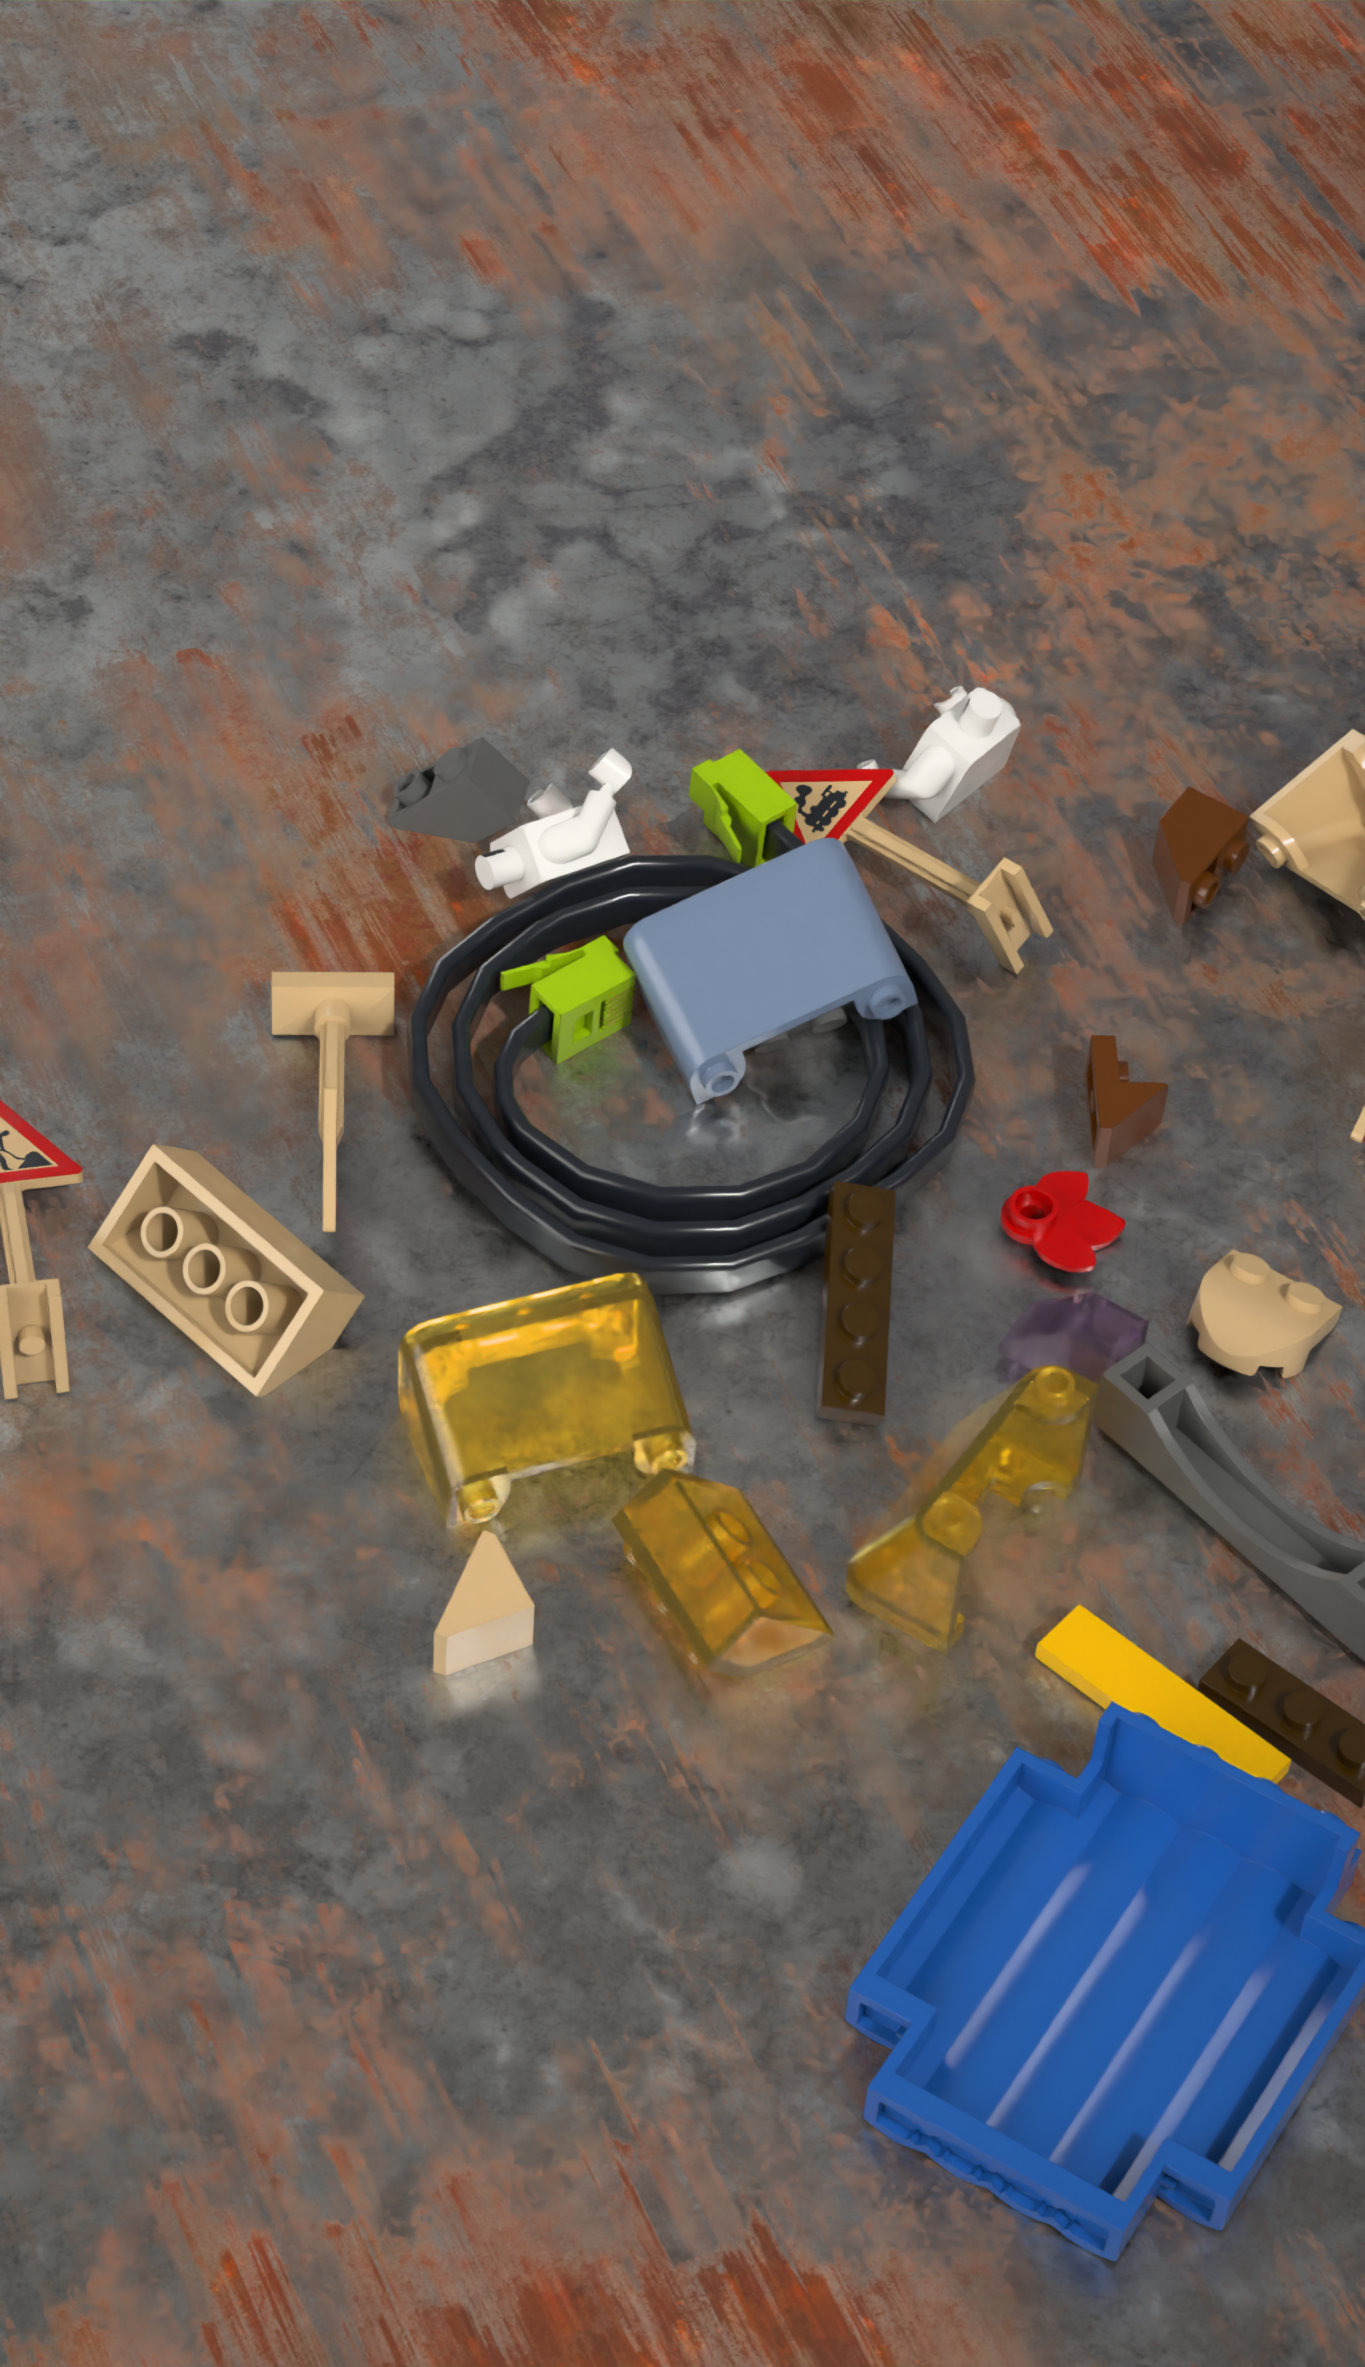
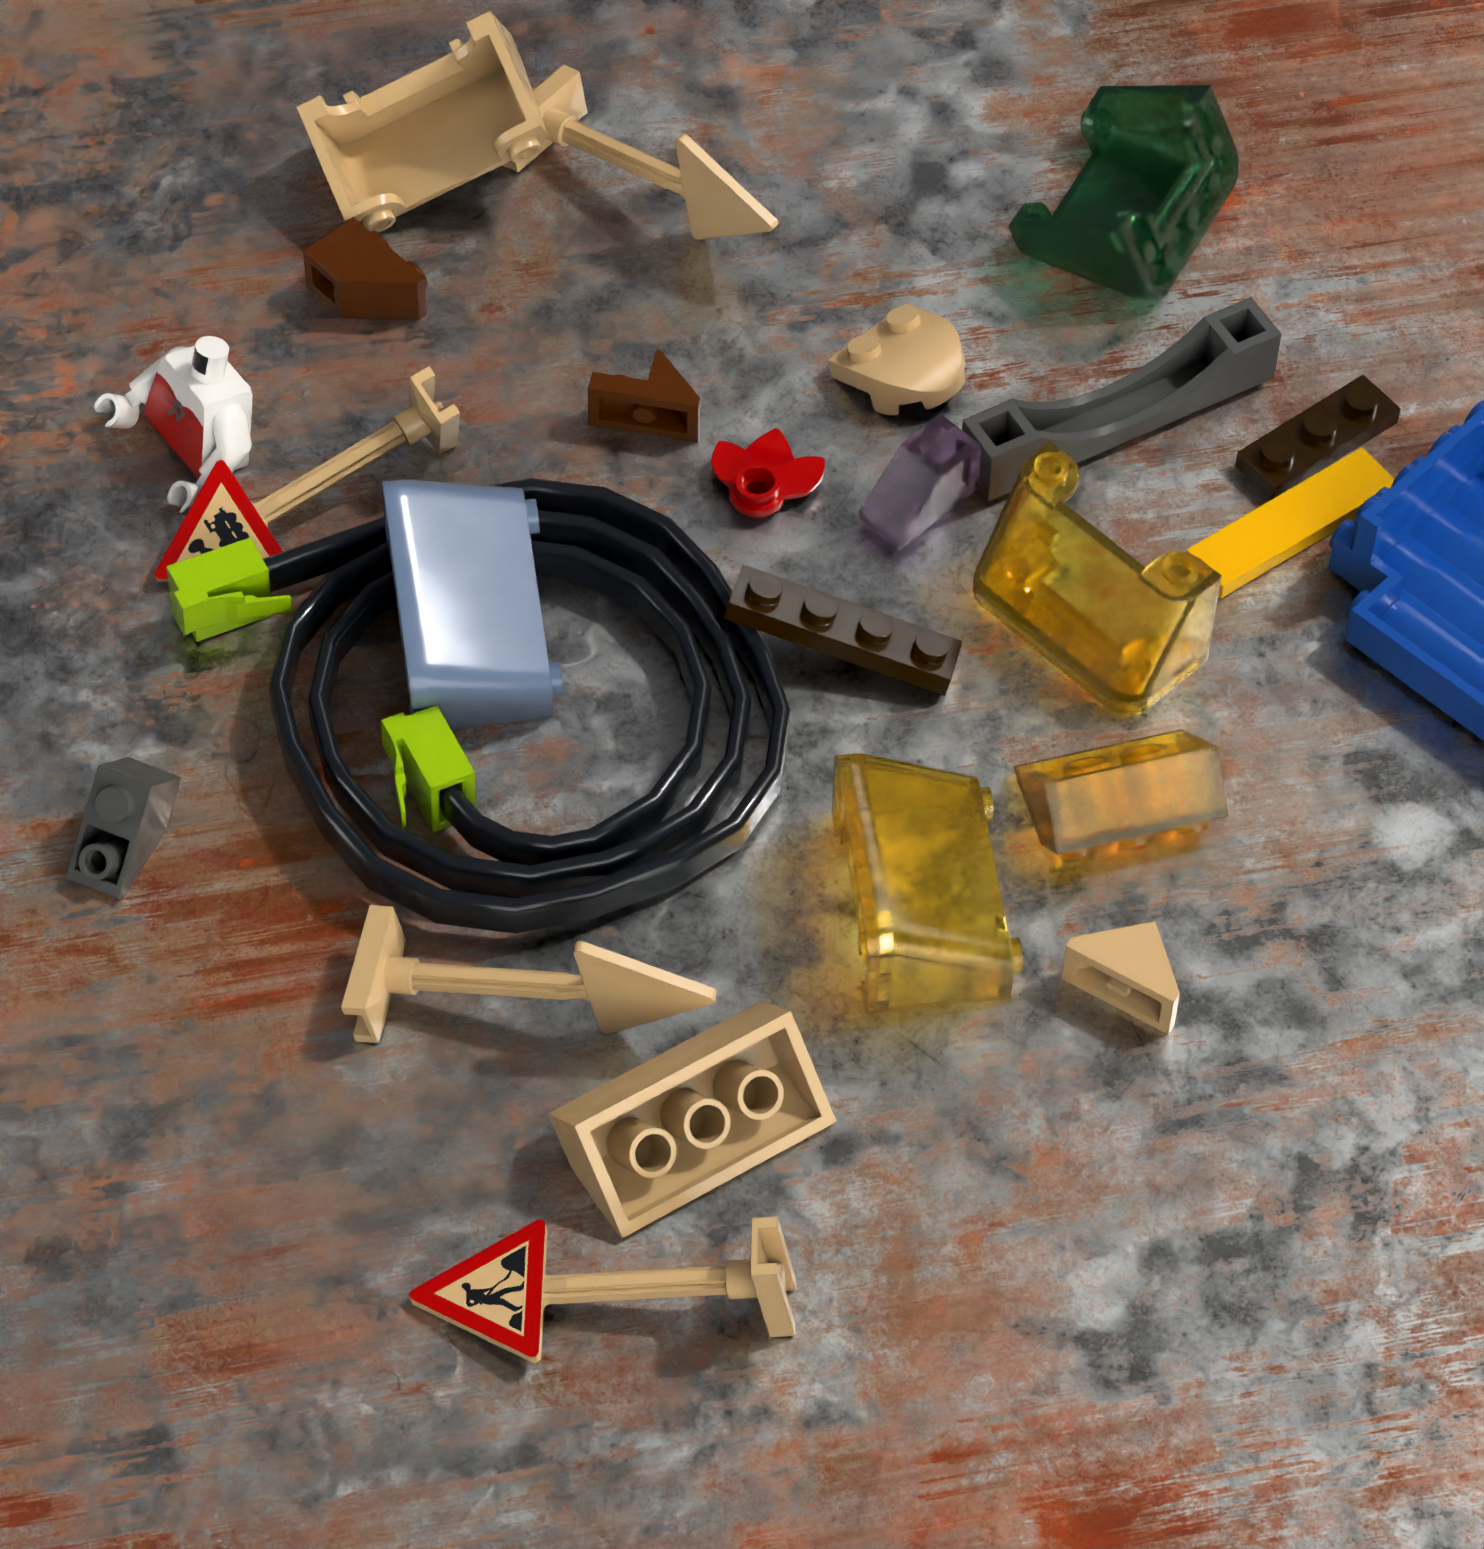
camera: 75 degrees left, 5 degrees up
(563, 837) = (247, 738): white torso -> none

